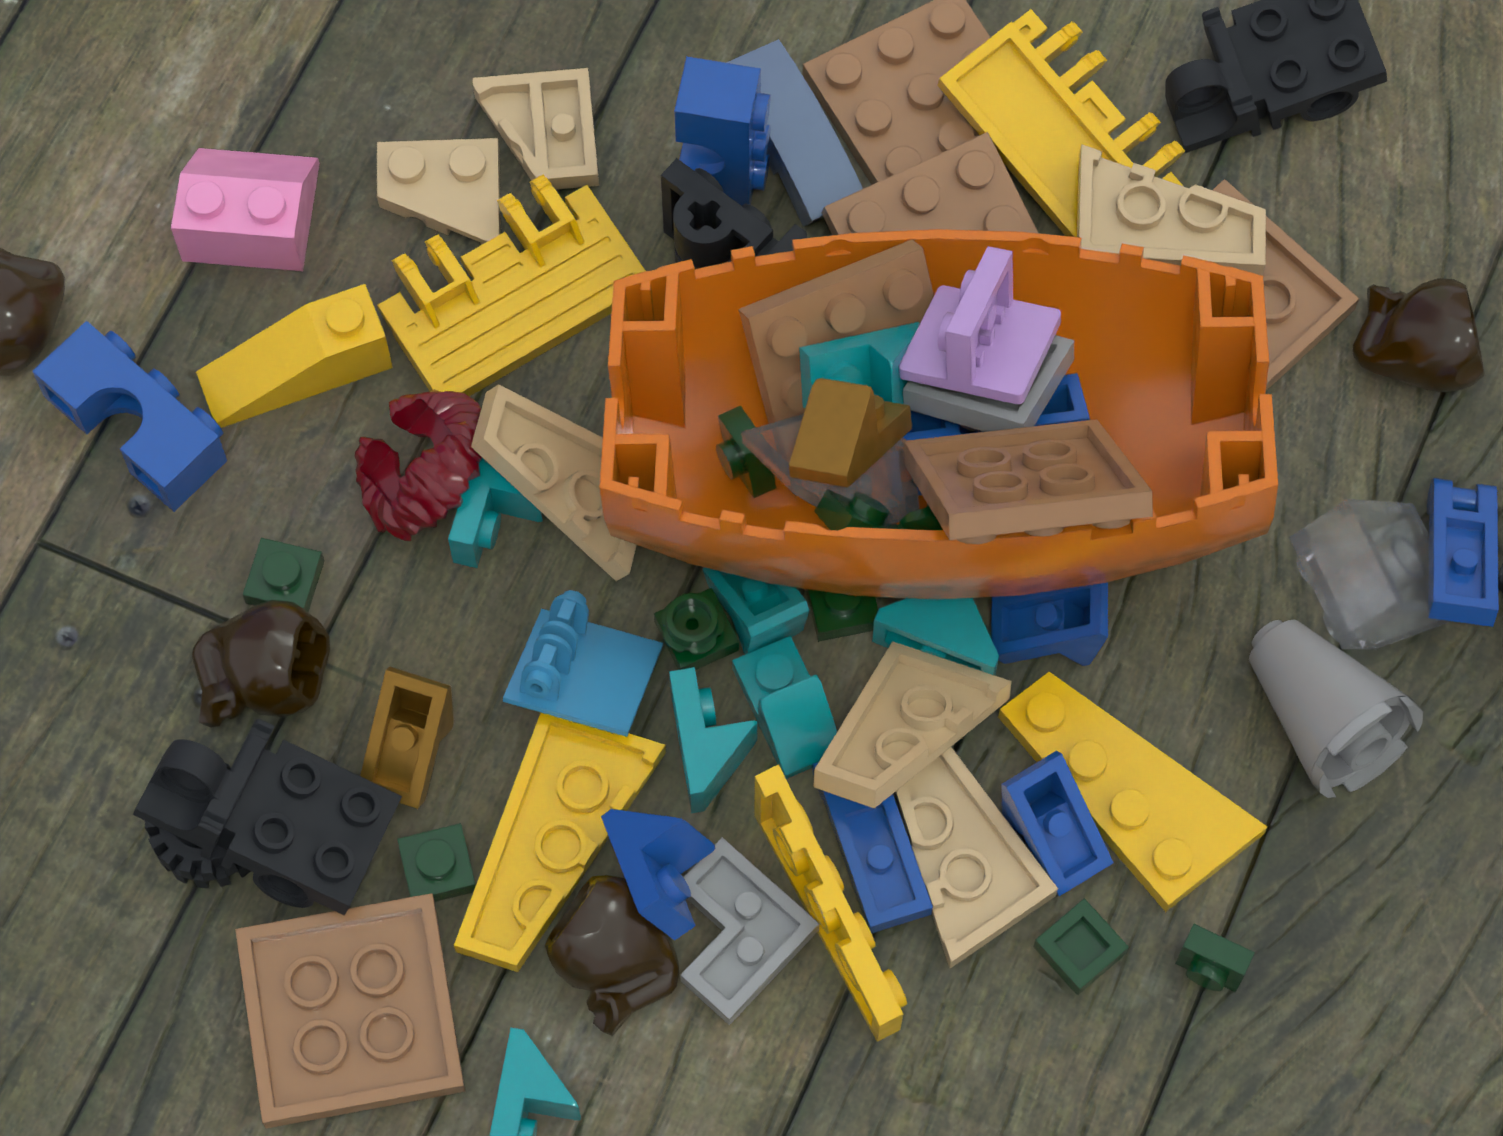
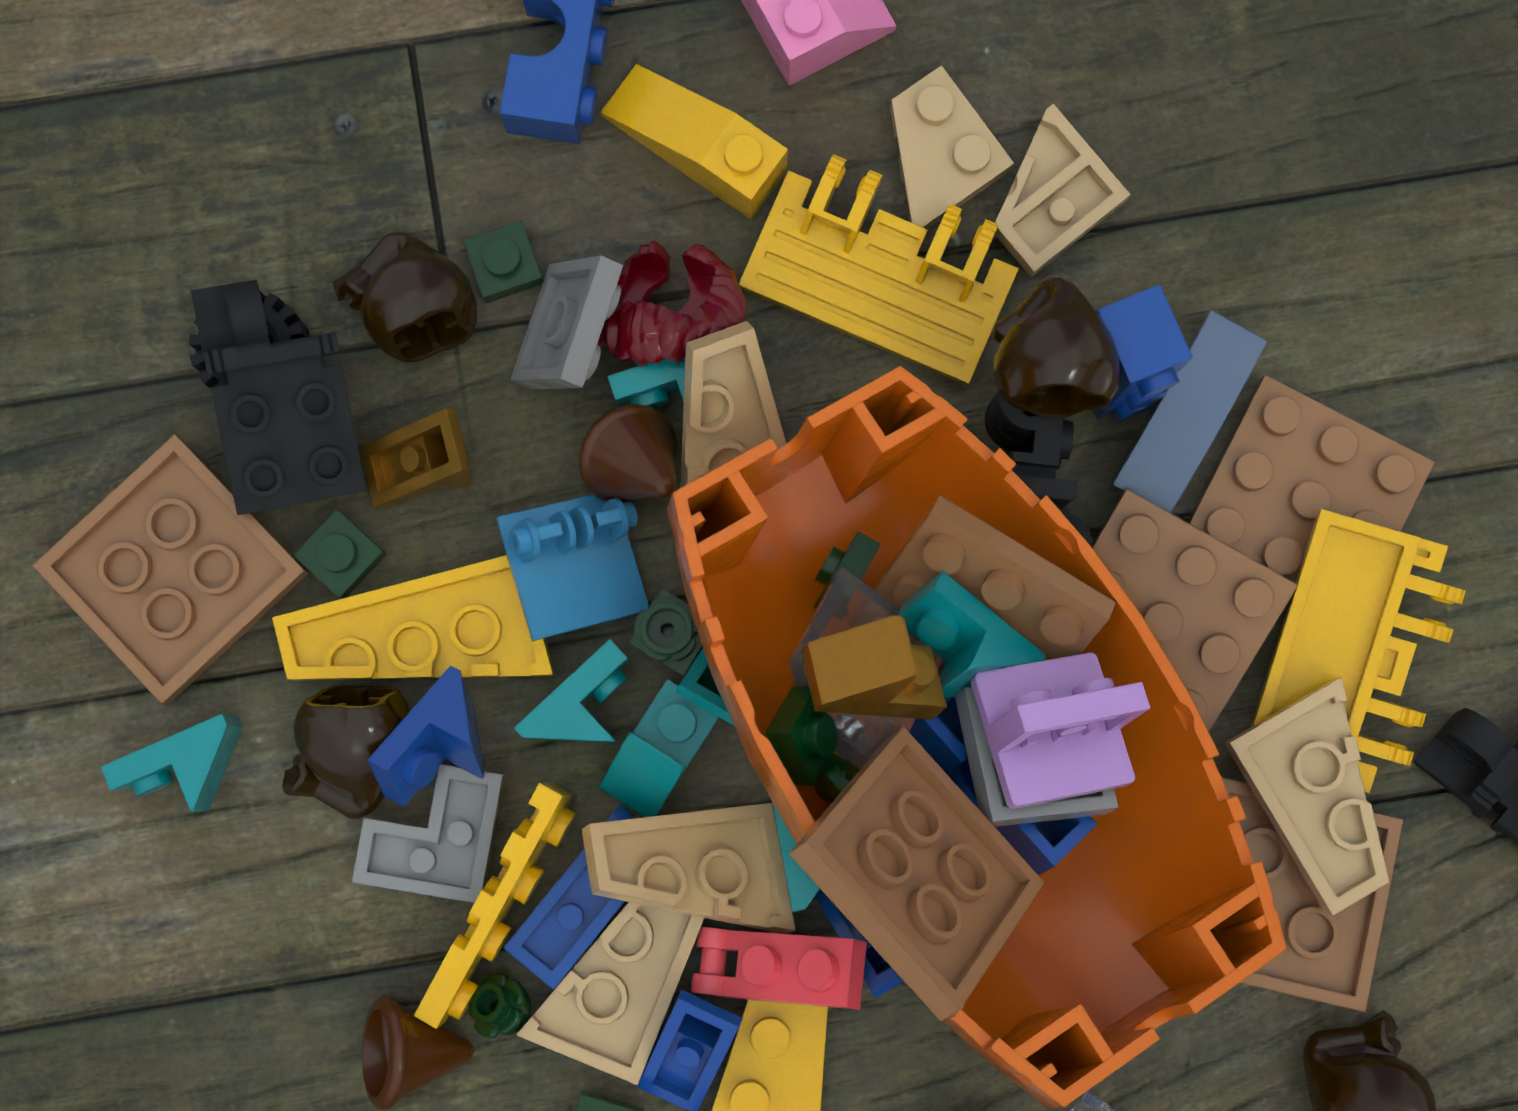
camera: 55 degrees right, 15 degrees up
(380, 545) = (567, 323): none -> light grey plate
(529, 565) = (630, 455): none -> reddish brown hat
(685, 164) = (1055, 353): none -> dark brown piece
(900, 1068) = (405, 1052): none -> reddish brown hat
(931, 959) = (512, 1006): none -> dark green plate
(1035, 702) = (781, 968): none -> coral plate

